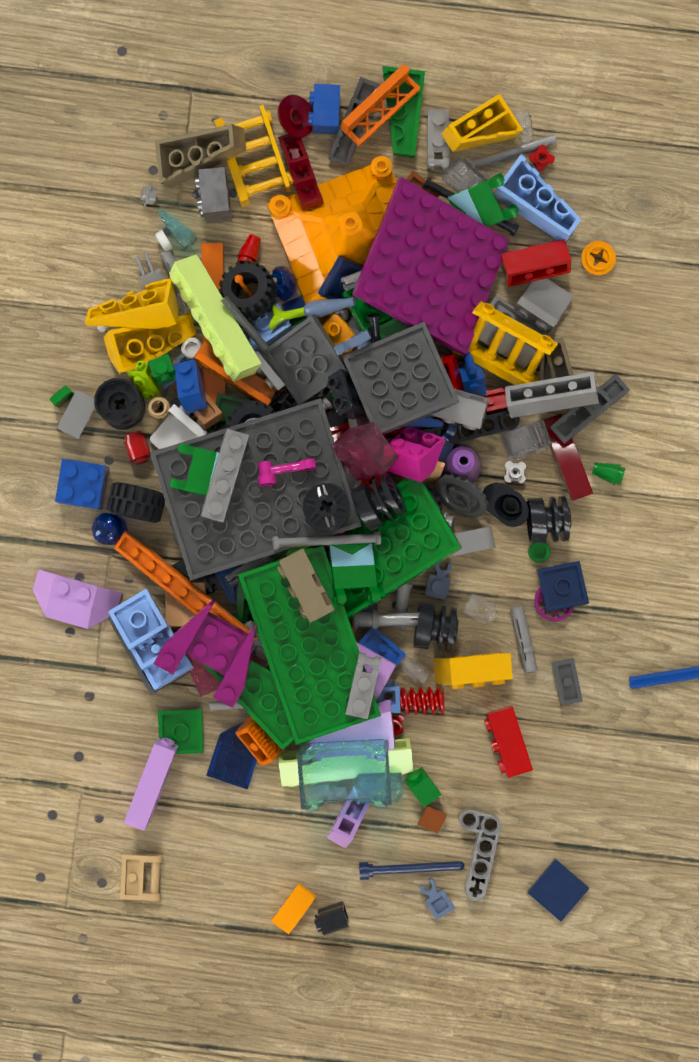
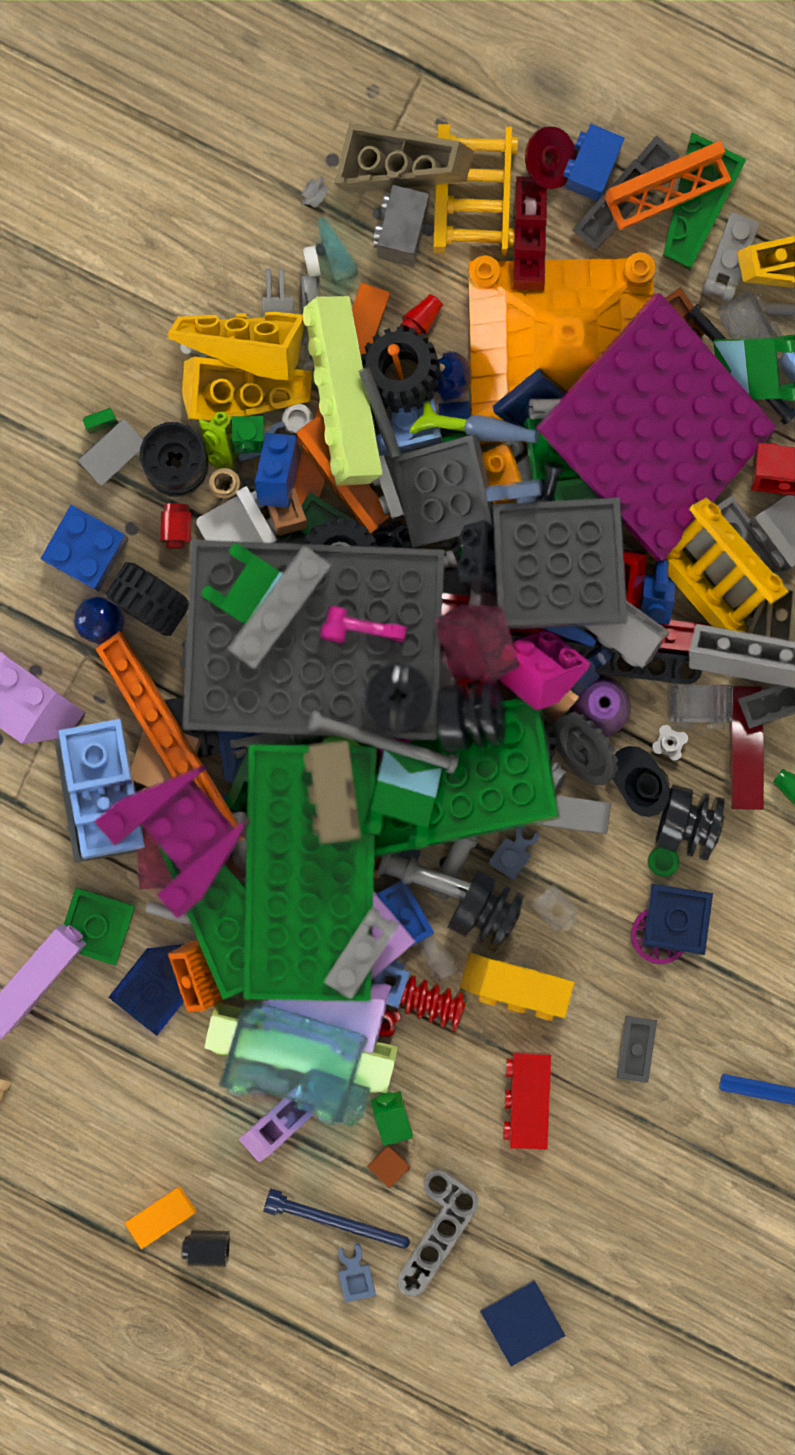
camera: 25 degrees right, 0 degrees up
(523, 638) = (599, 971): light grey pin -> none

